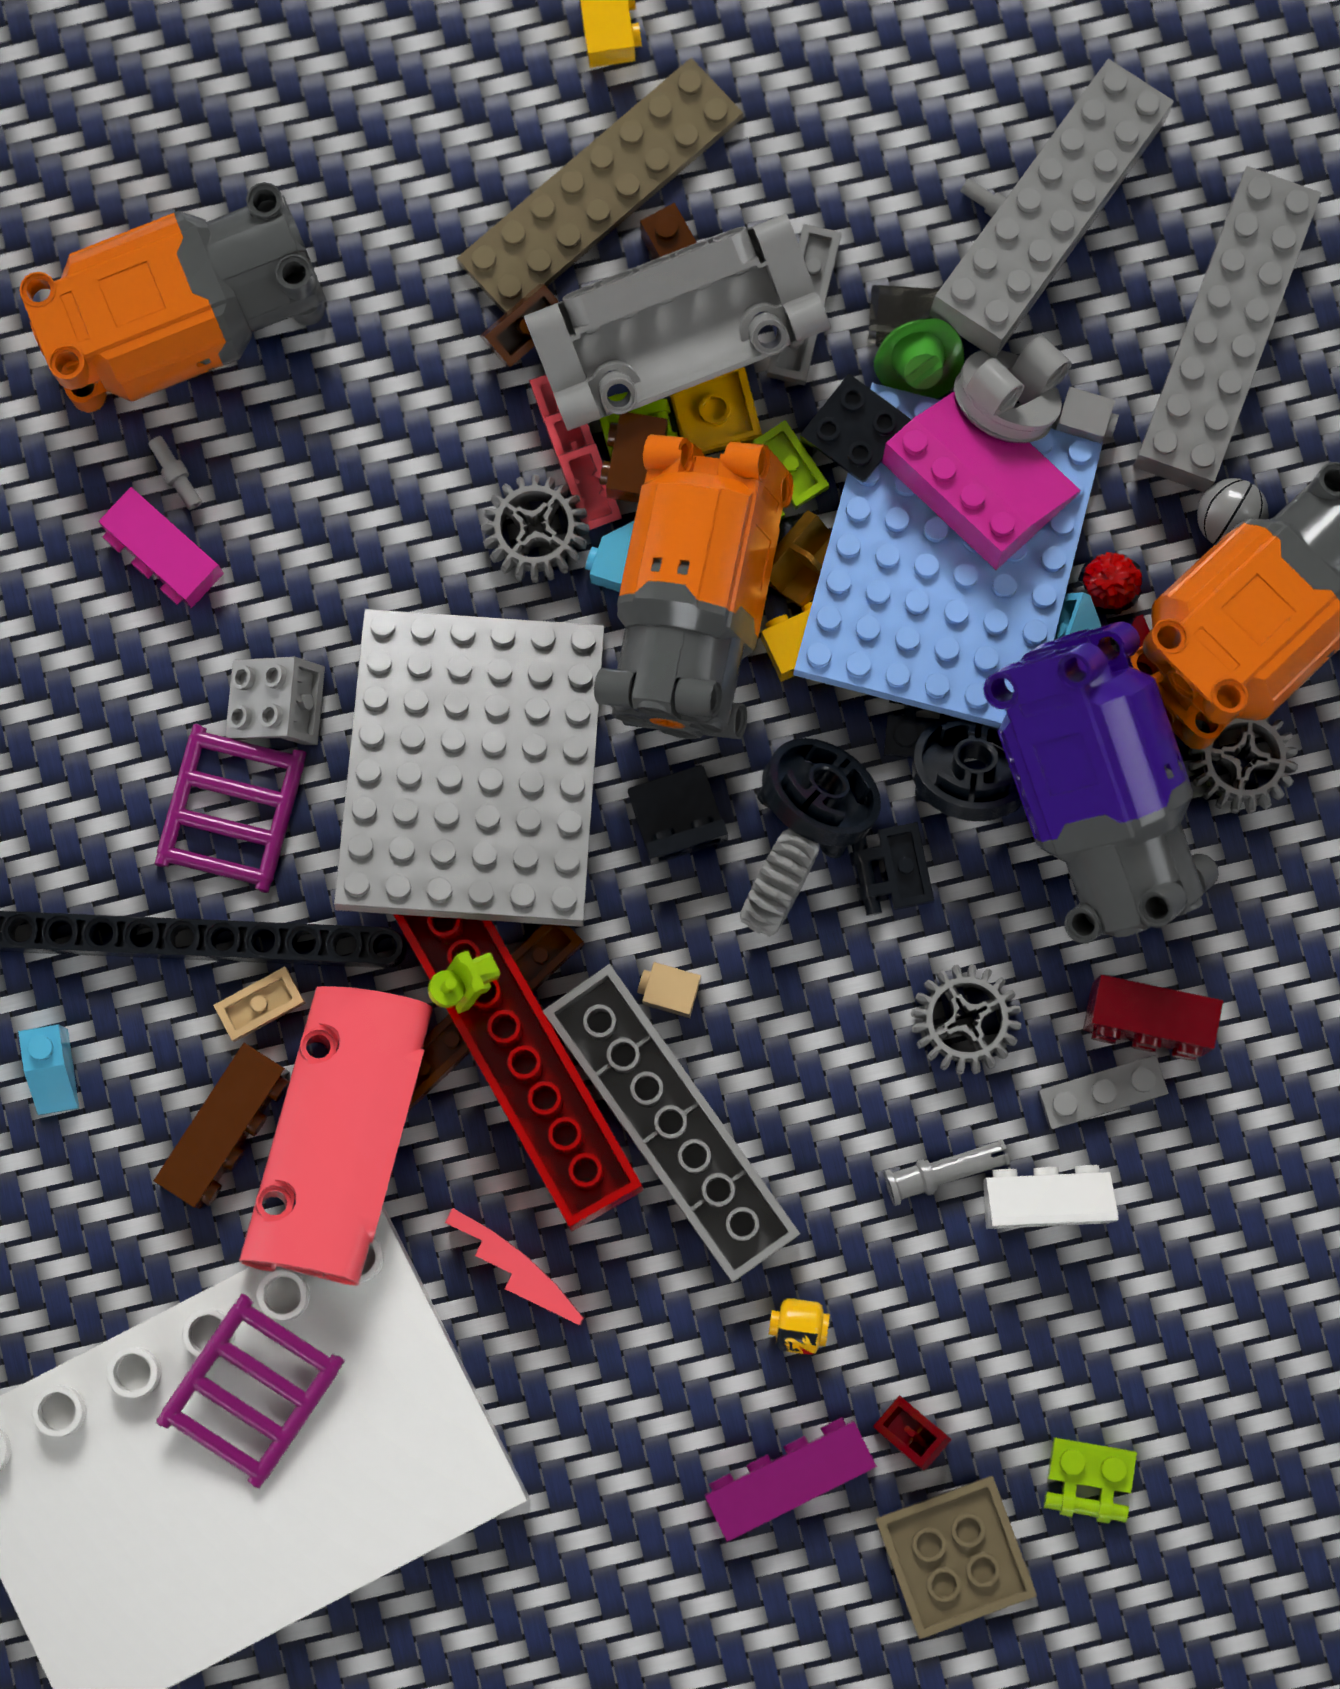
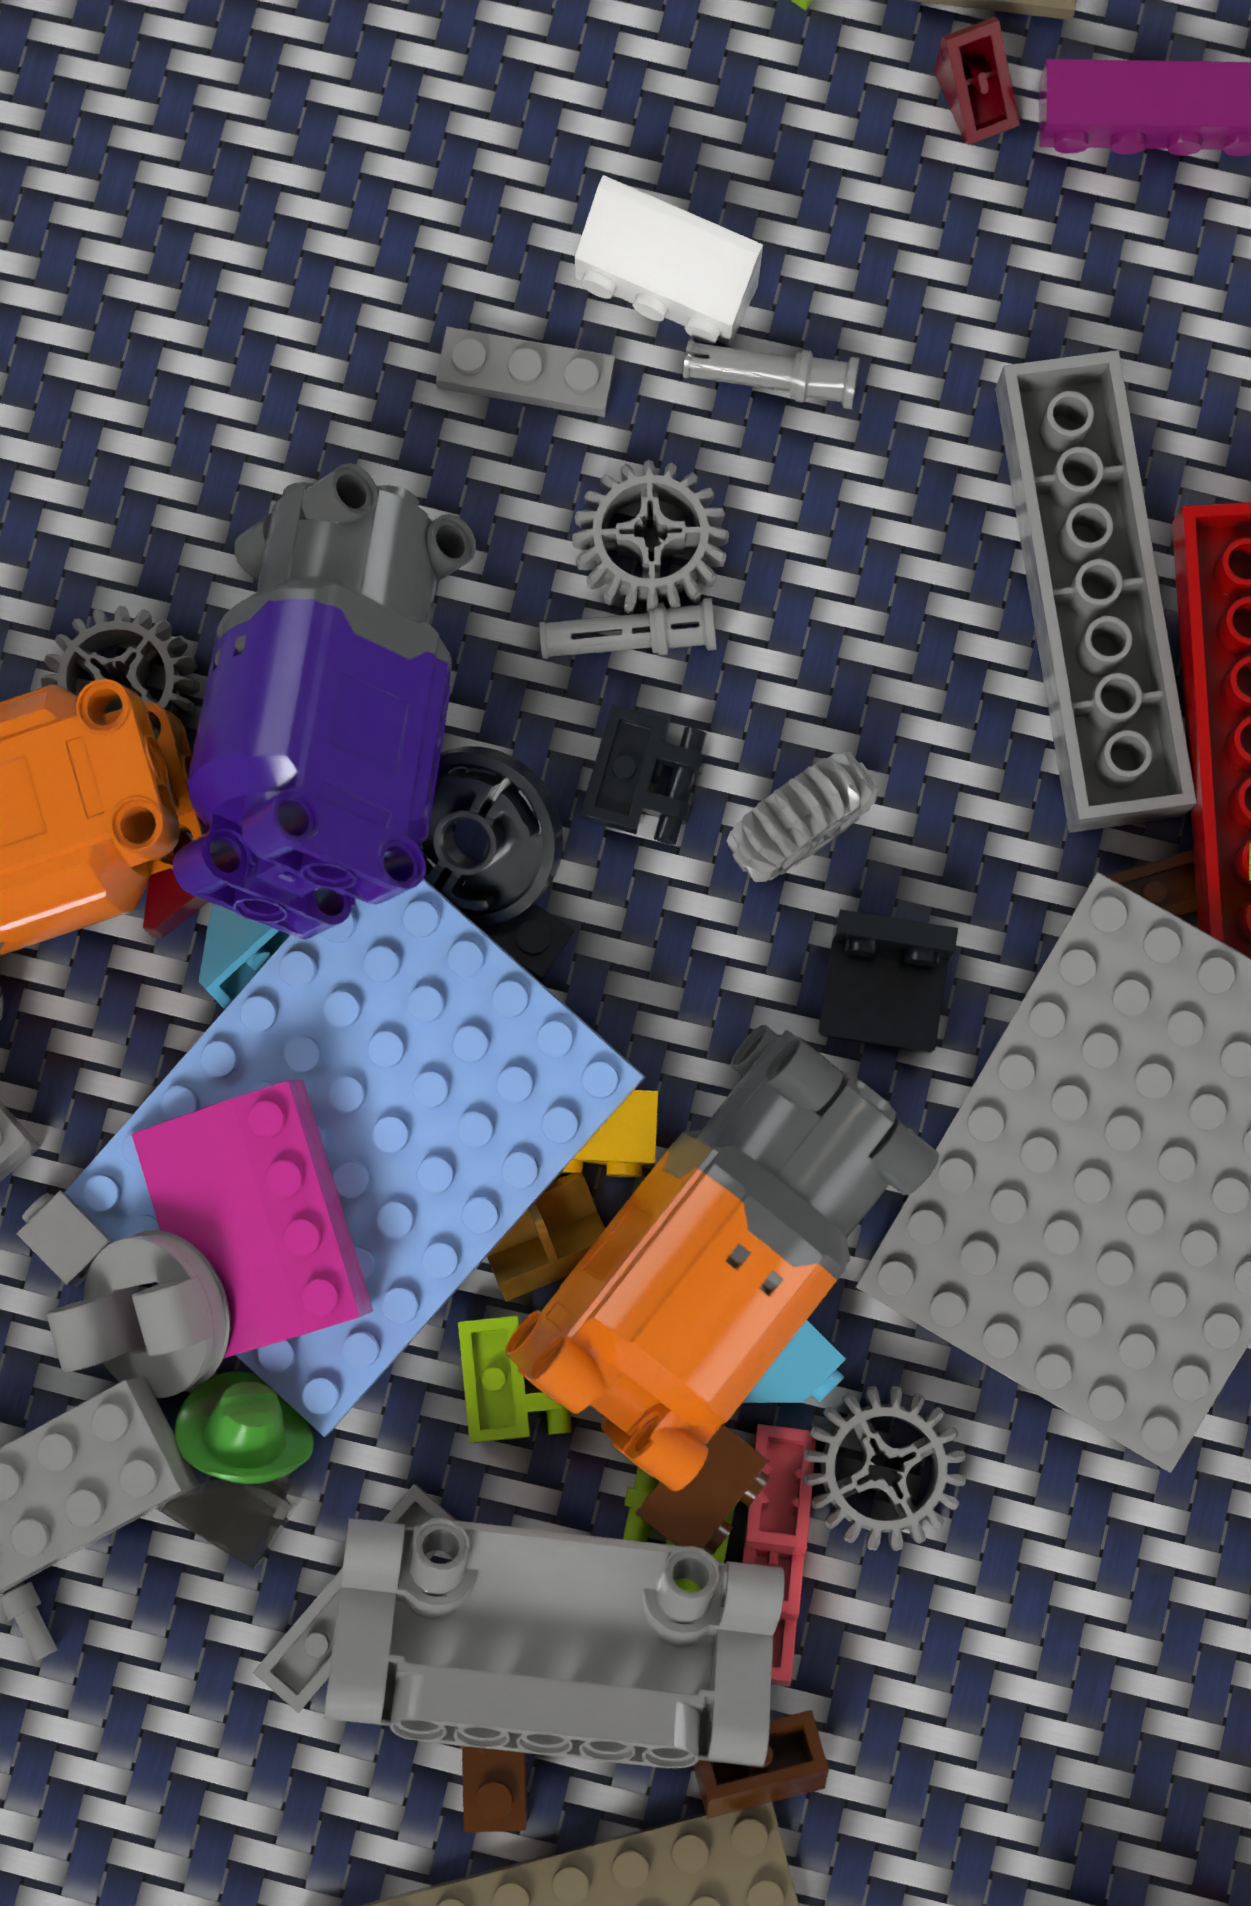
camera: 160 degrees left, 0 degrees up
(669, 989) = (1008, 763): tan brick -> none
(717, 412) = (558, 1491): yellow tile -> none
(799, 1326) = (1052, 275): yellow head -> none
(821, 817) = (726, 896): black piece -> none
(853, 428) = (383, 1374): black bracket -> none
(930, 963) = (558, 640): none -> light grey pin
(1112, 582) = (157, 996): red piece -> none
(1152, 1017) = (418, 413): dark red brick -> none

